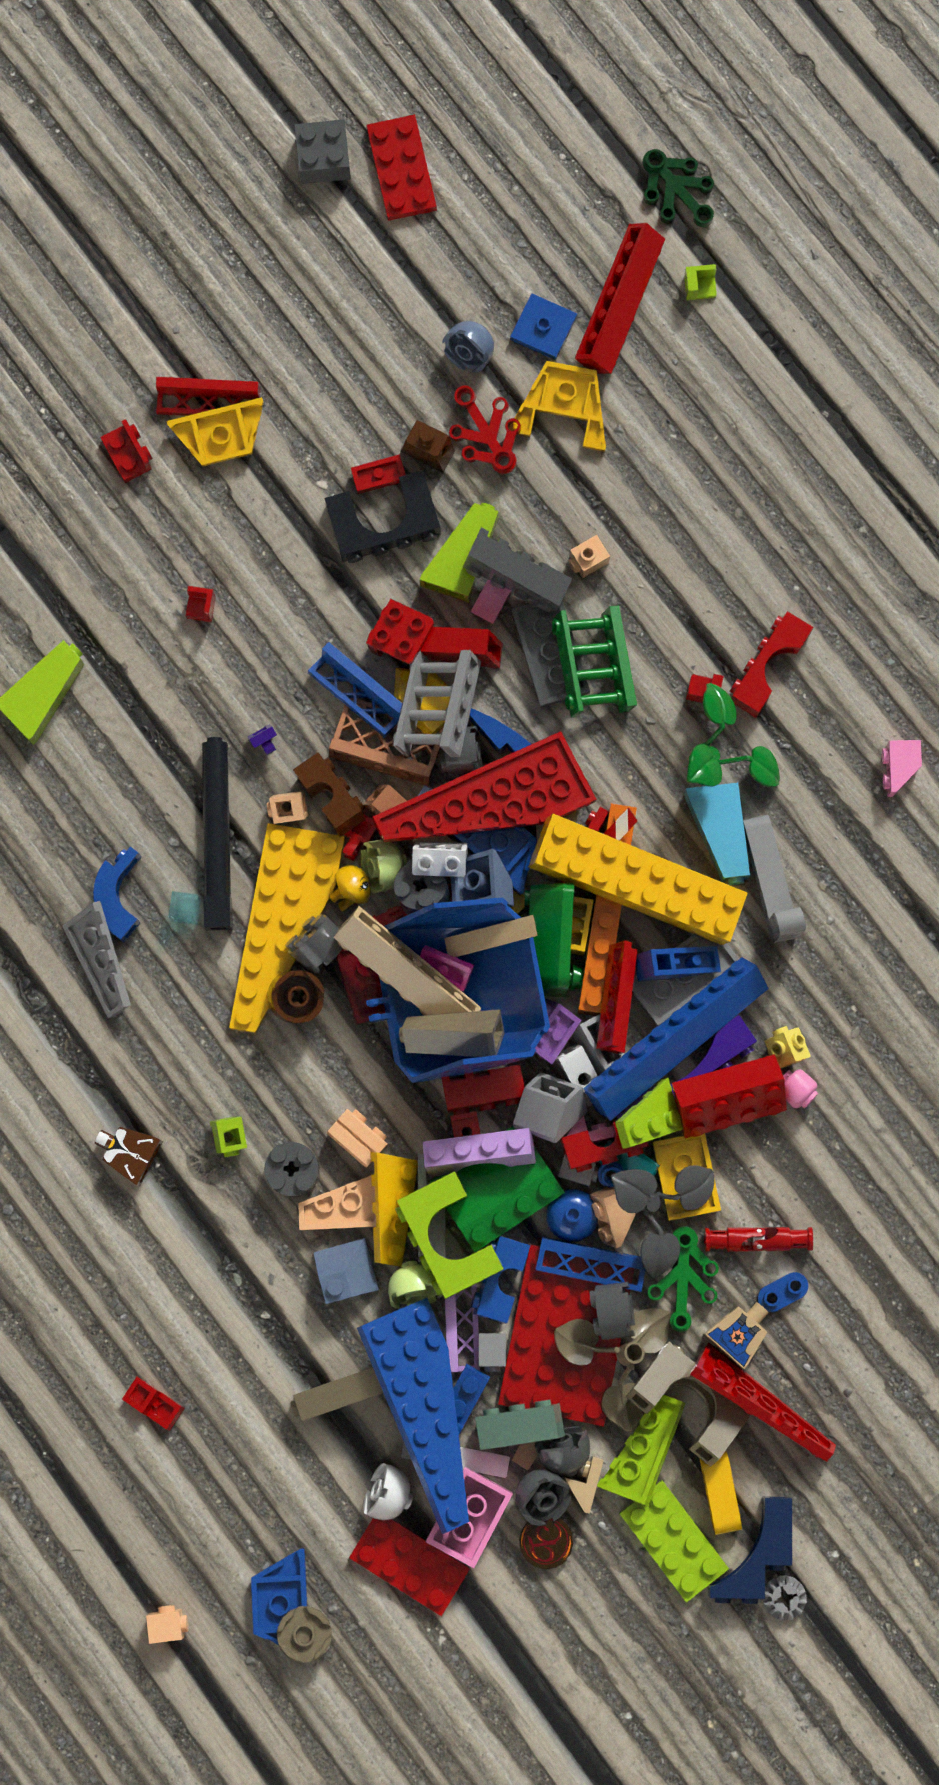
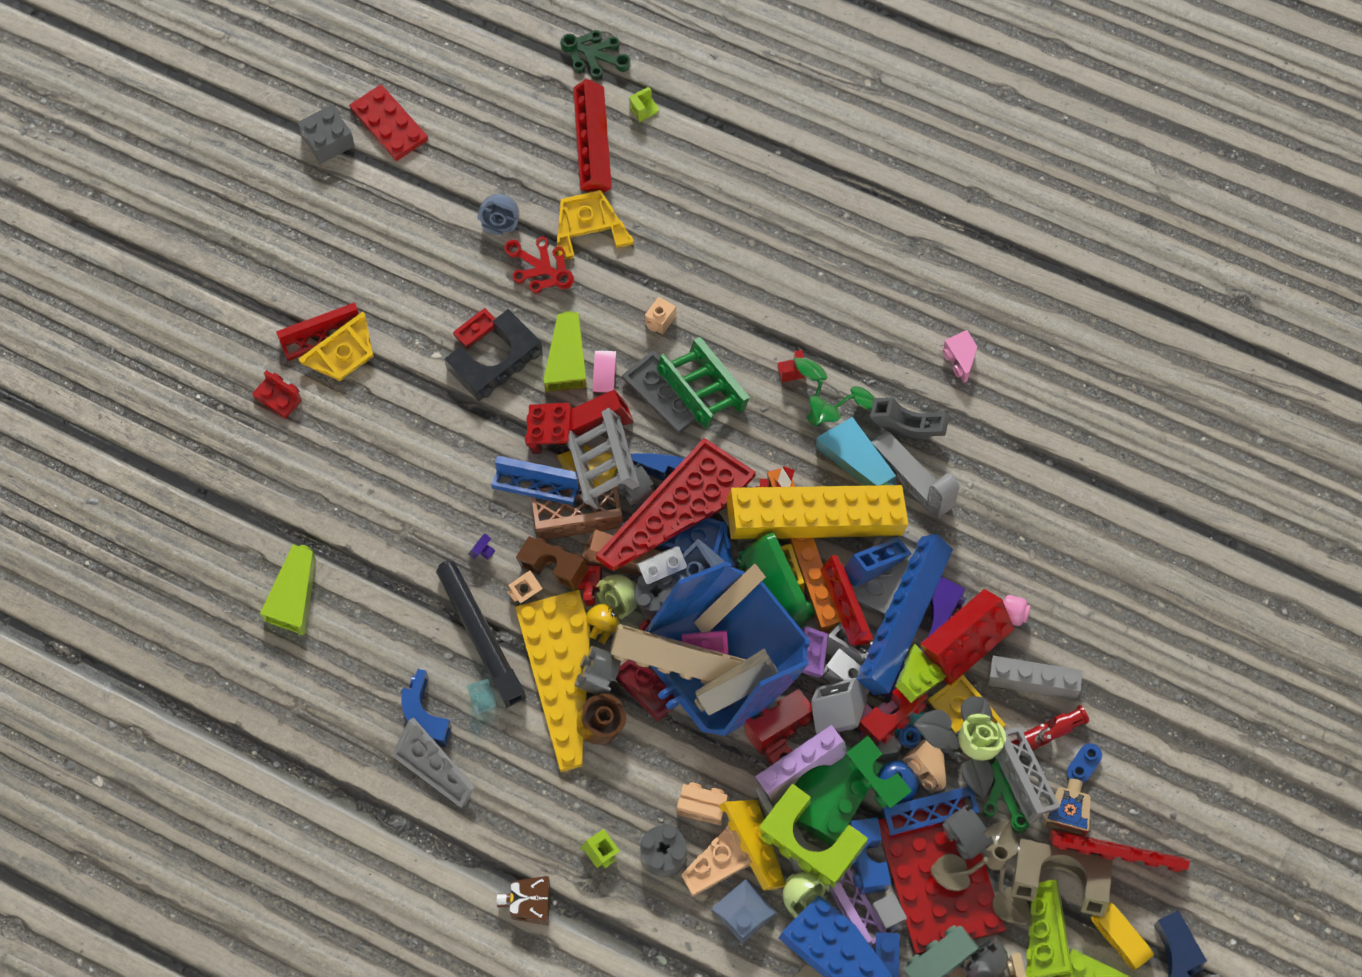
camera: 25 degrees left, 15 degrees down
(200, 603) = (385, 474): red panel -> none
(427, 444) = (503, 292): reddish brown torso -> none
(516, 572) = (613, 343): dark grey wedge -> none
(543, 326) = (545, 181): blue plate -> none
(554, 1227) = (887, 790): none -> green arch
(682, 1217) = (981, 737): none -> yellowish green cylinder
(700, 1275) = (1018, 777): none -> light grey fence
(780, 1174) = (1035, 677): none -> light grey brick
(787, 1046) = (991, 580): light yellow brick -> none
(788, 638) = (833, 307): red arch -> none
(797, 817) = (906, 423): none -> dark grey arch

